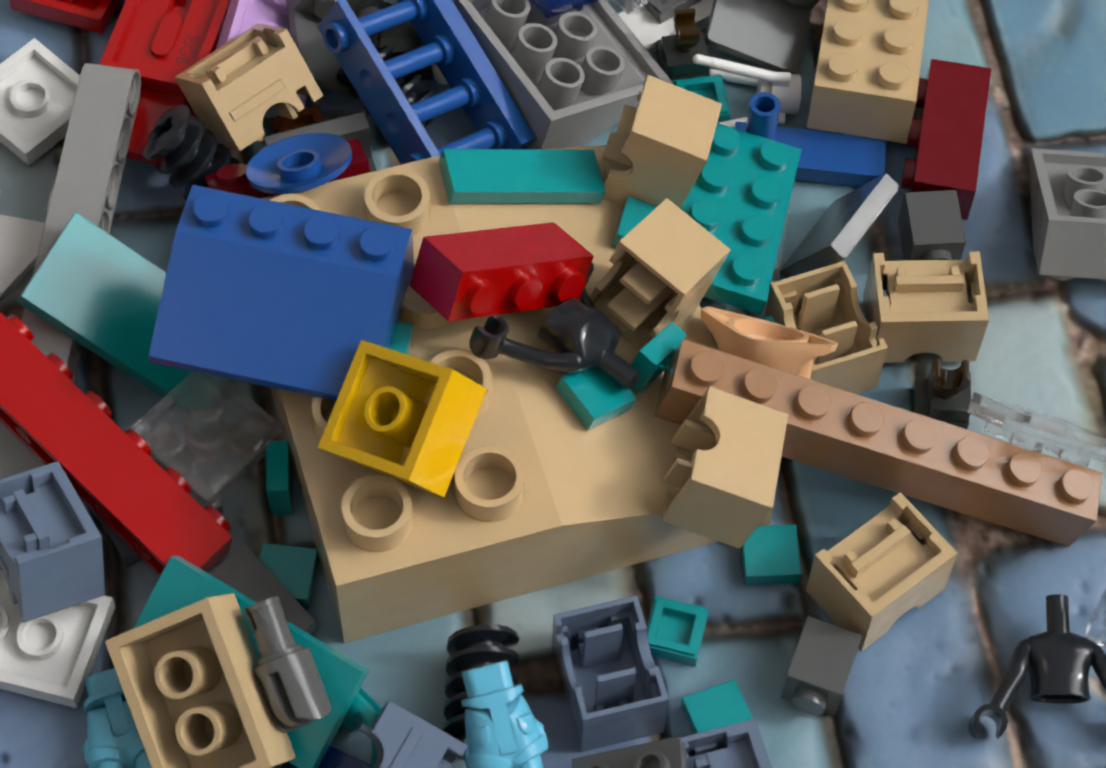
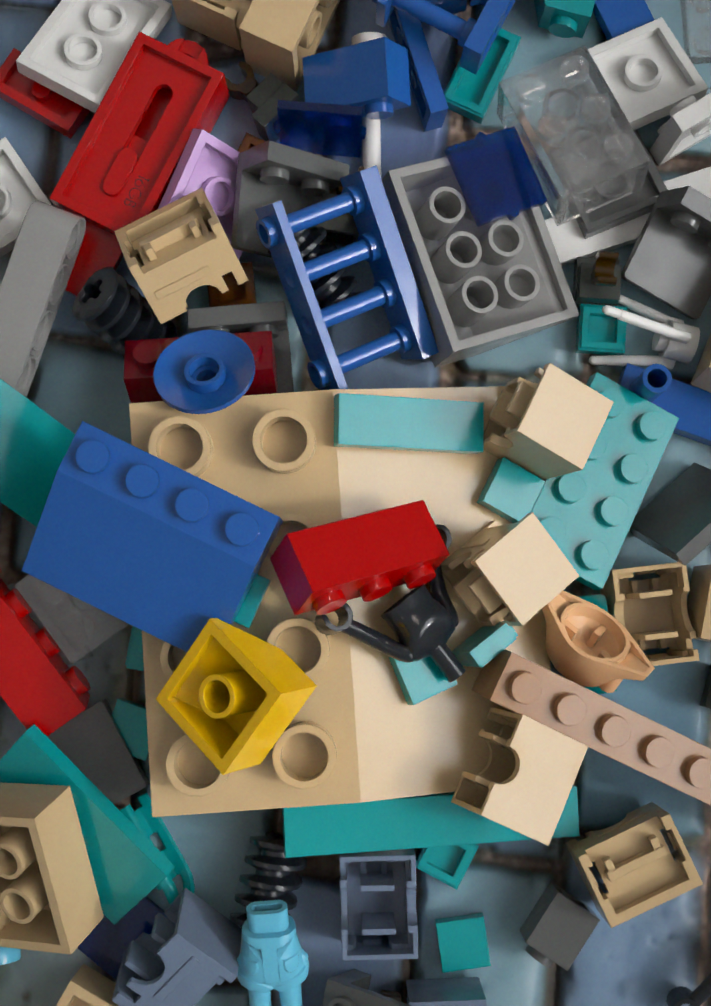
camera: 15 degrees right, 25 degrees up
(286, 669) = (101, 865): dark grey arm -> none
(647, 569) = (400, 825): none -> teal tile

